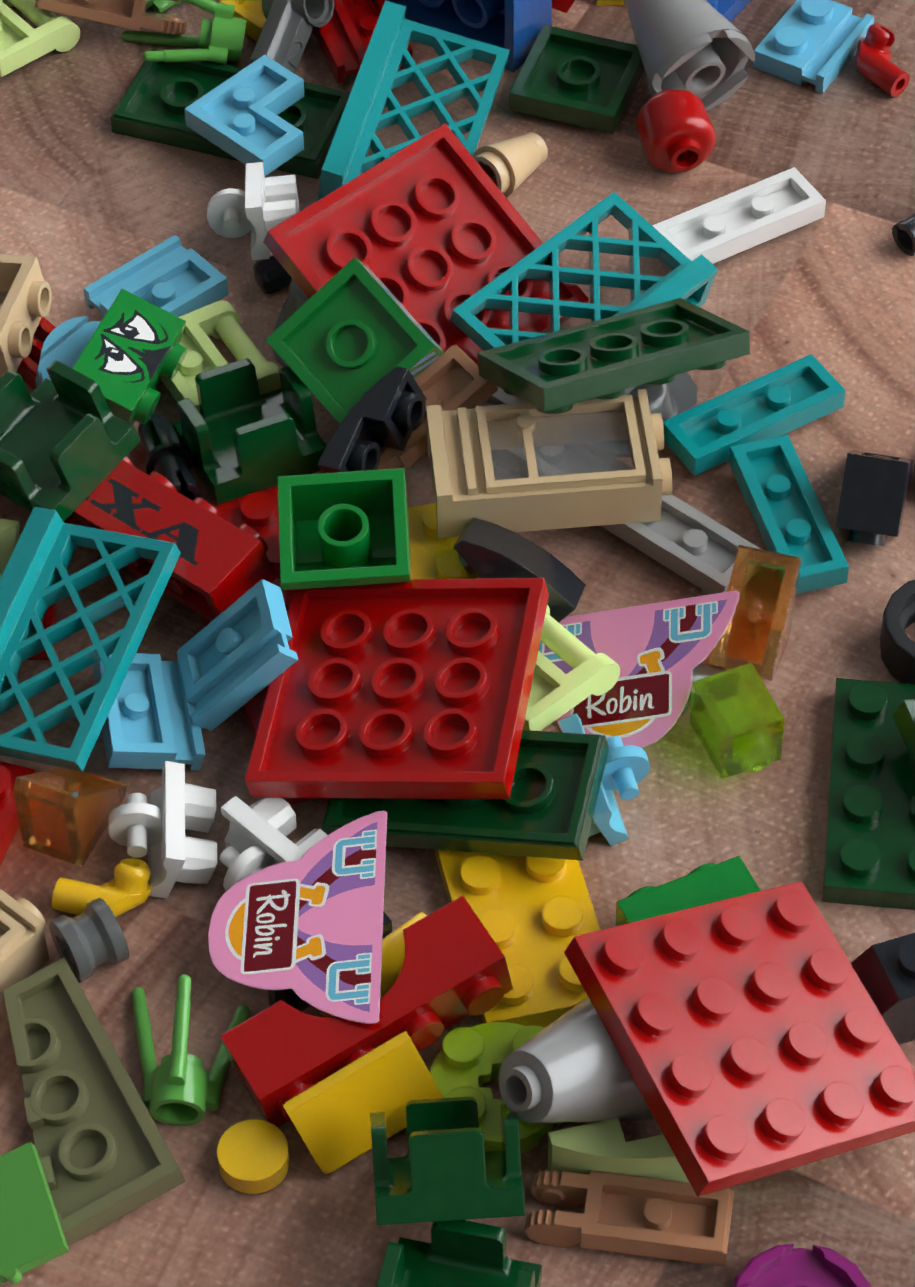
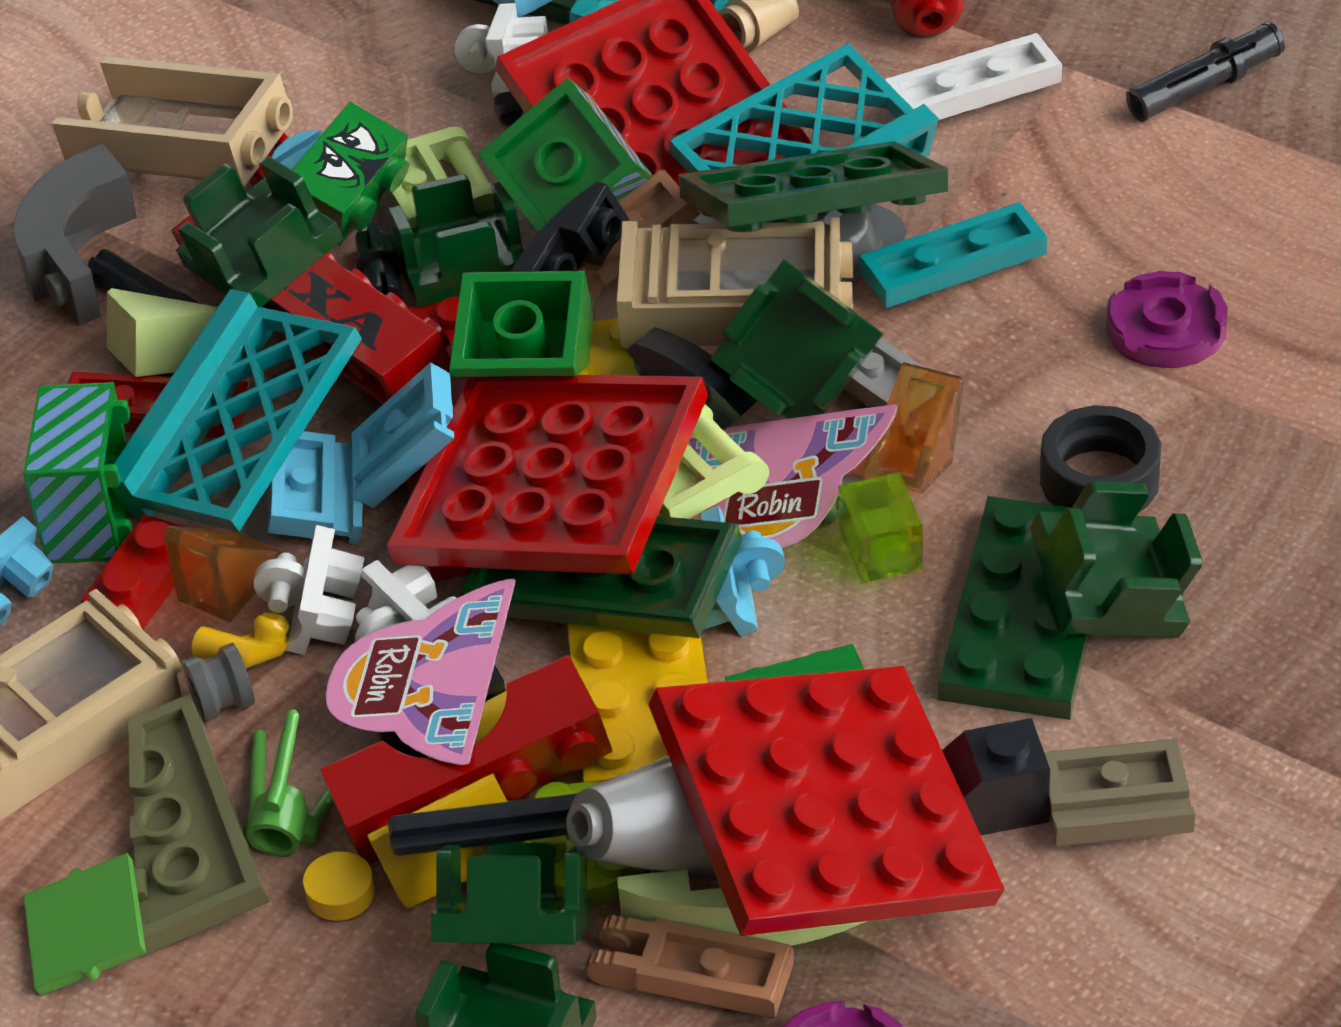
camera: 10 degrees right, 5 degrees down
(165, 277) = (409, 104): medium azure plate -> none
(406, 1085) = (480, 825): none -> black axle
(624, 532) = (795, 344): none -> dark green panel
(788, 510) = (970, 344): teal plate -> none
(873, 496) = (1056, 331): black slope -> none

